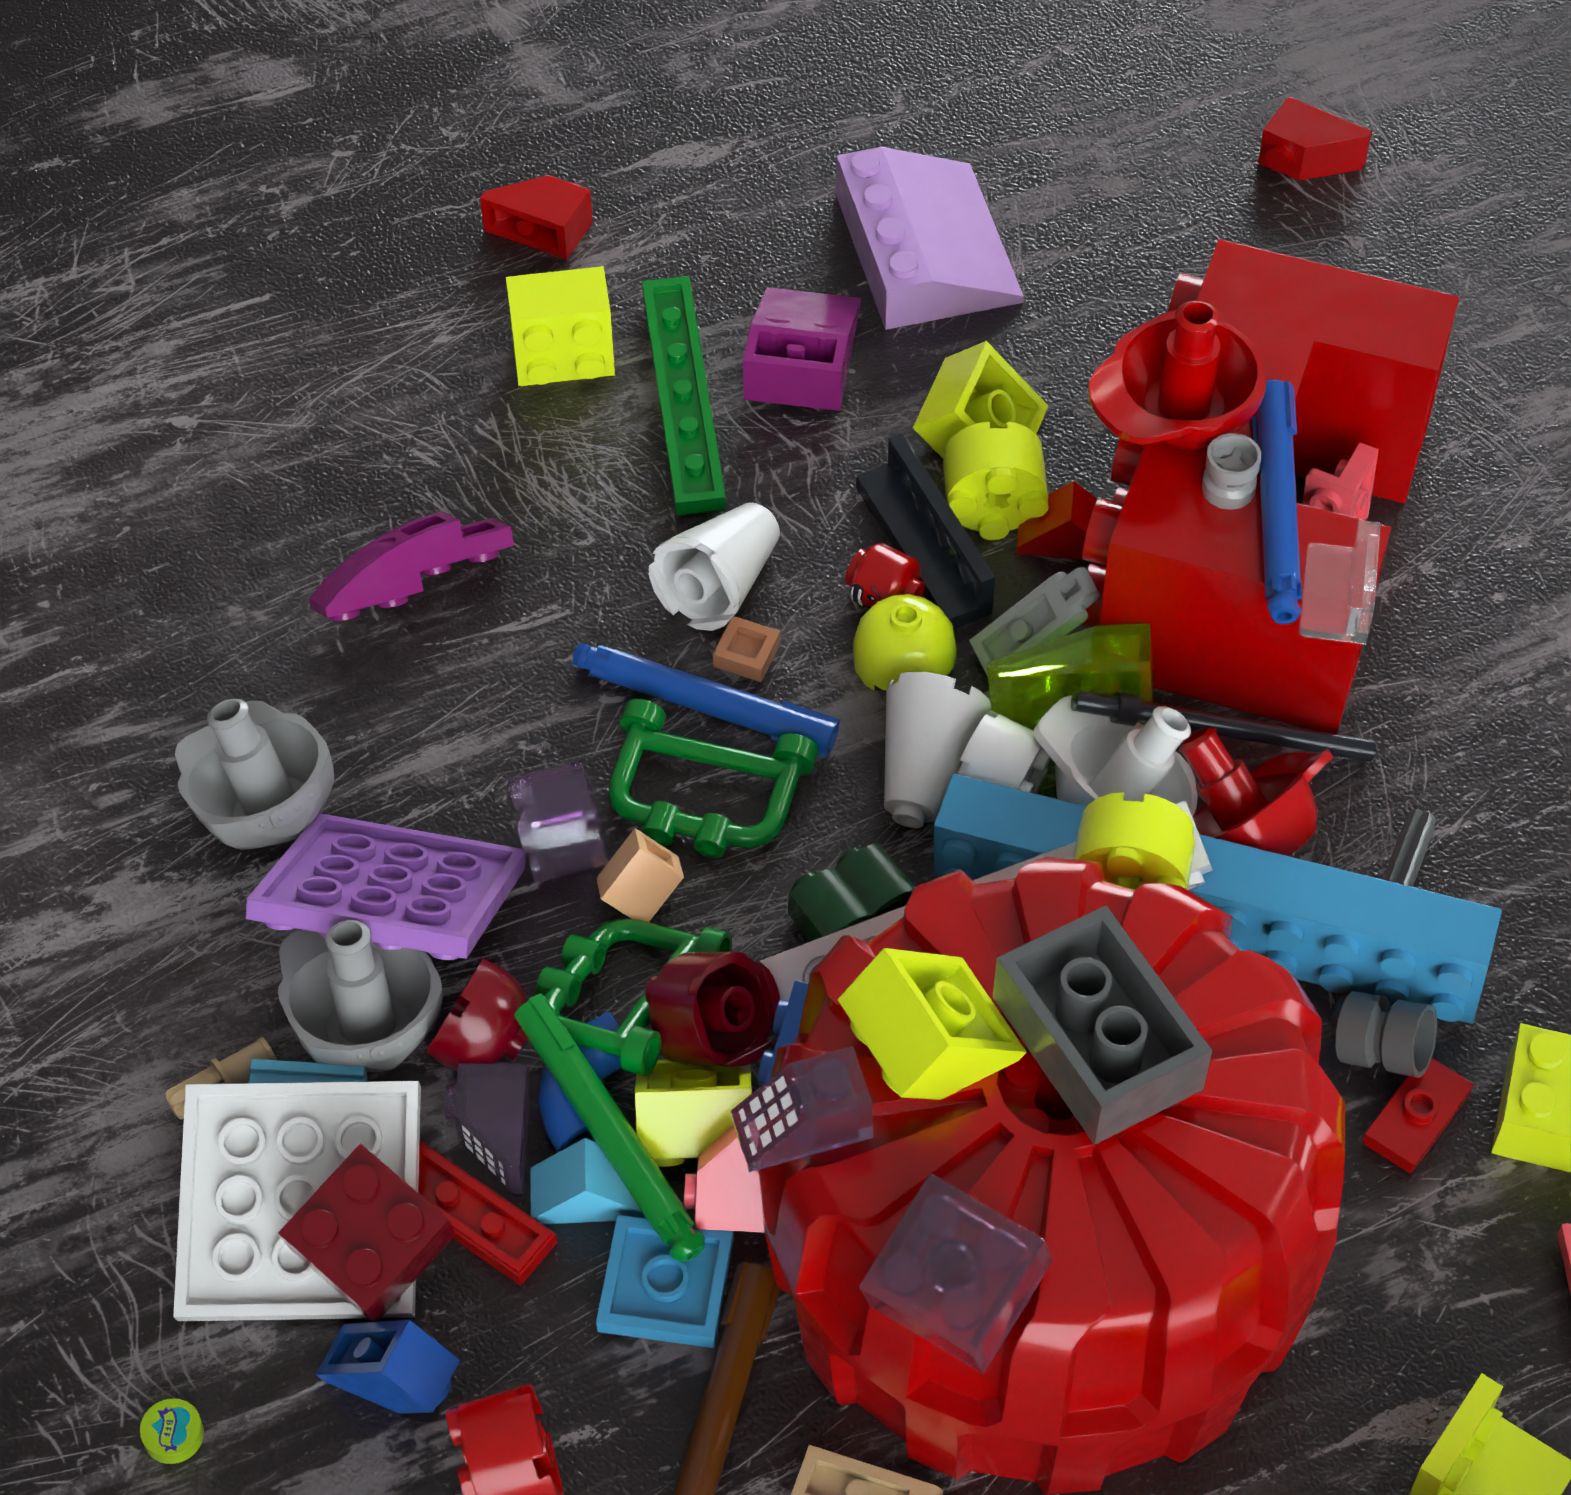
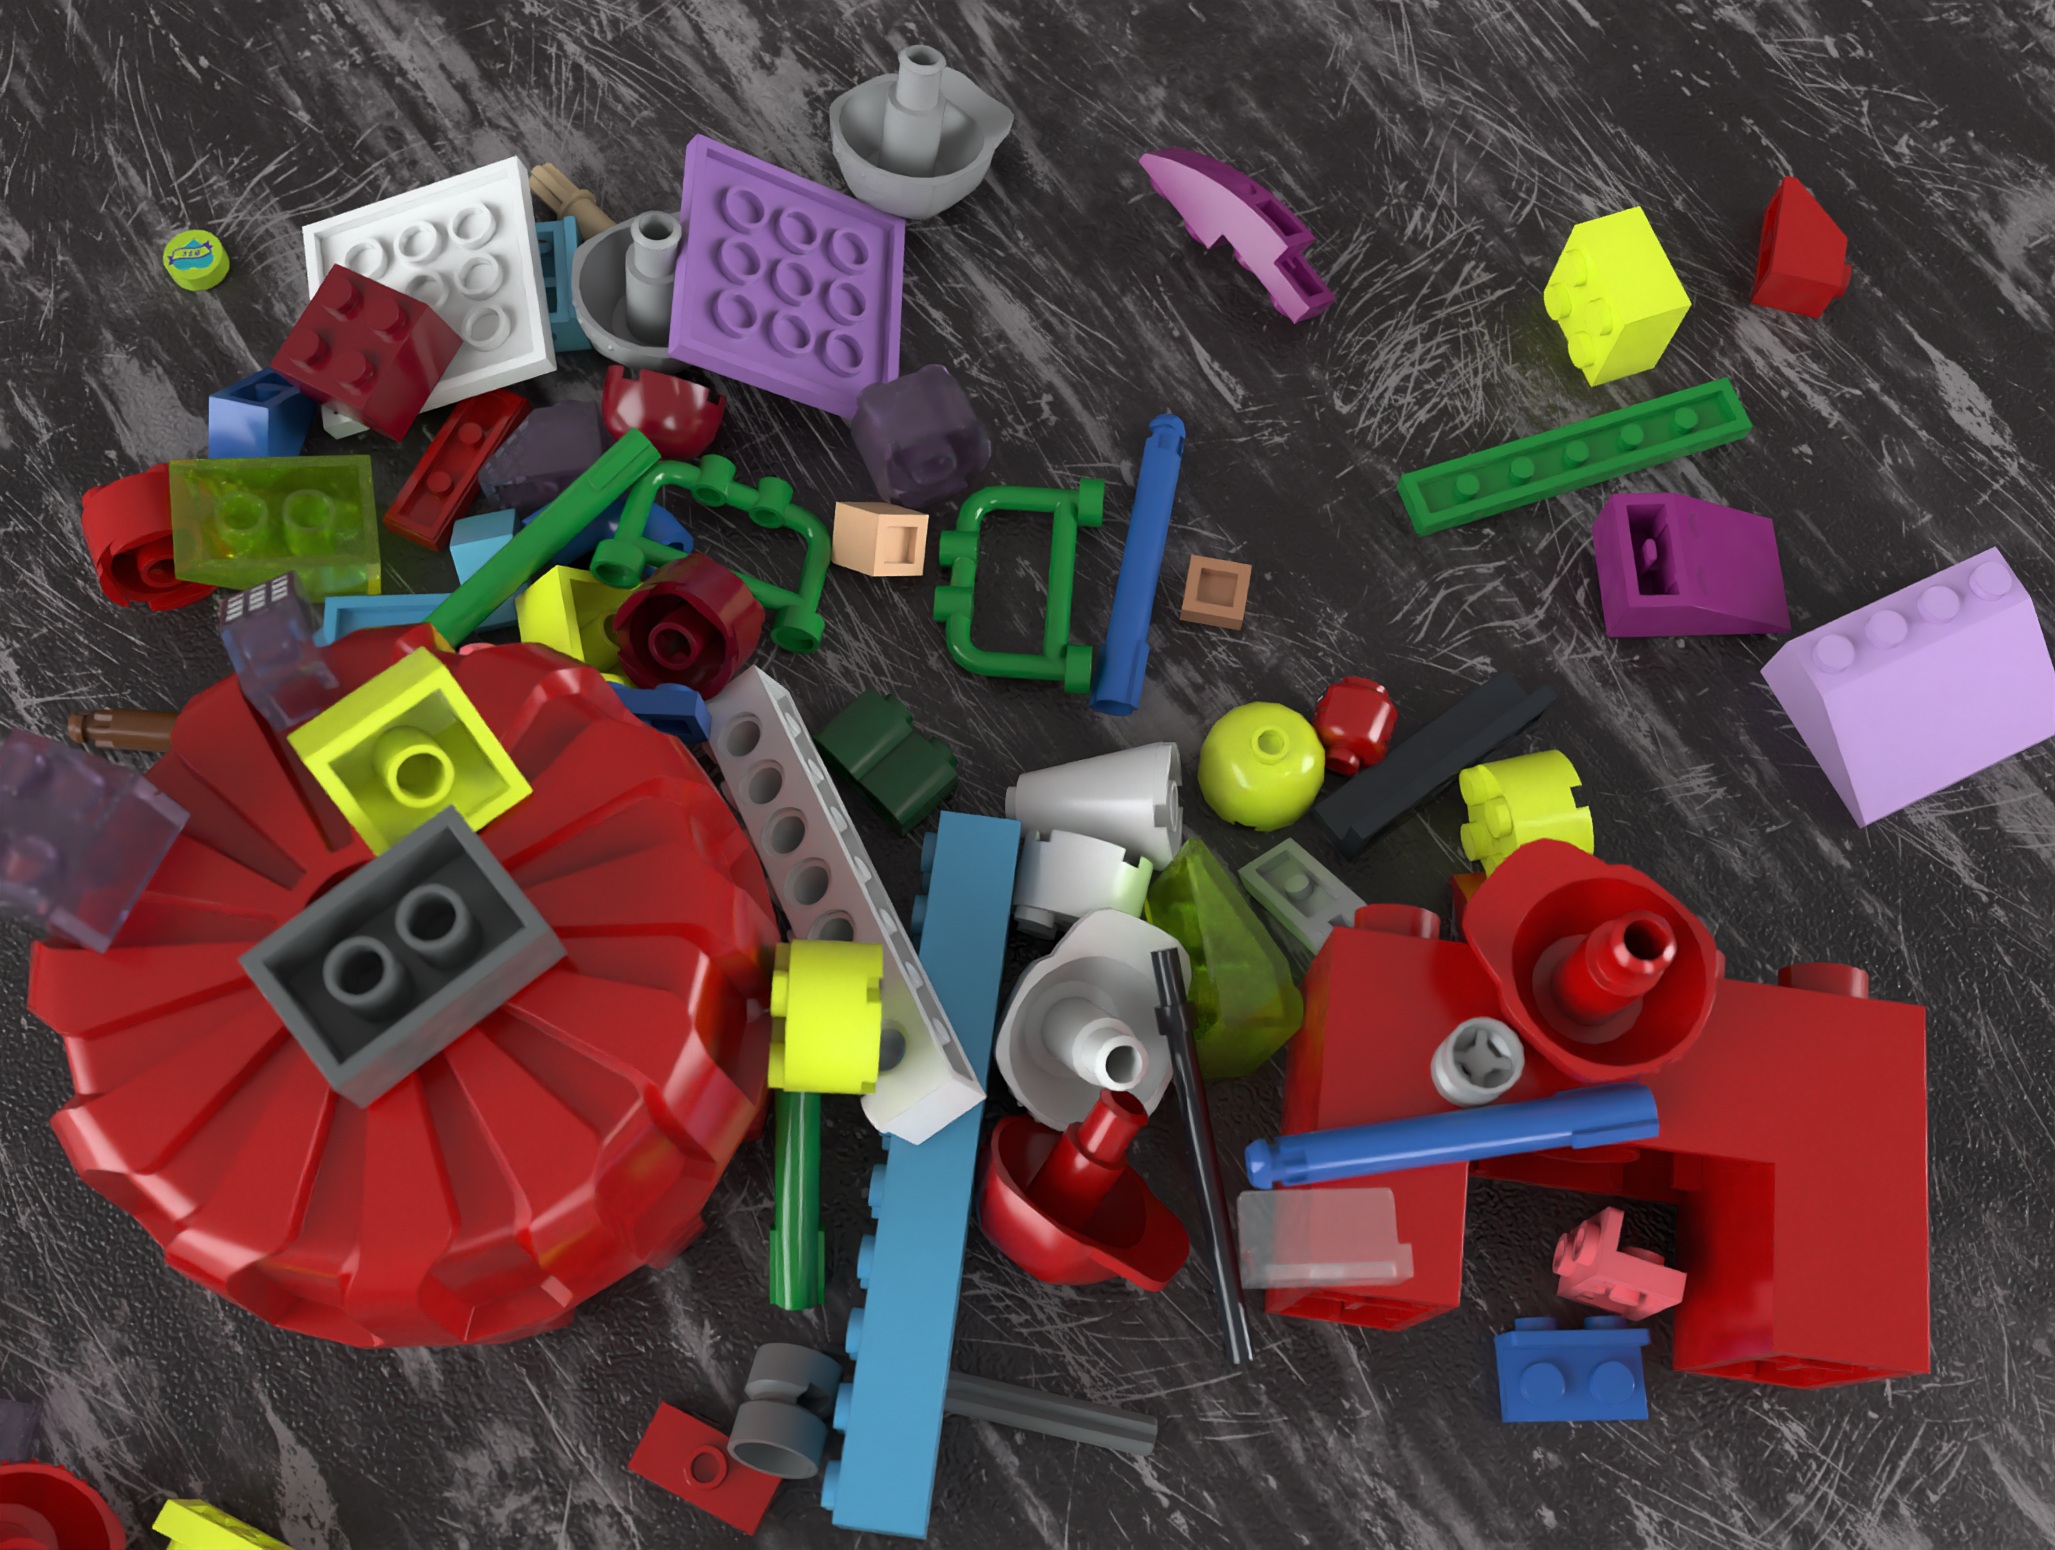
camera: 75 degrees right, 15 degrees up
(529, 1322) = (272, 515): none -> clear neon green slope
(714, 565) = (1325, 535): white cone -> none
(976, 389) = (1649, 794): neon yellow slope -> none
(1410, 556) = (1571, 1372): none -> blue bracket

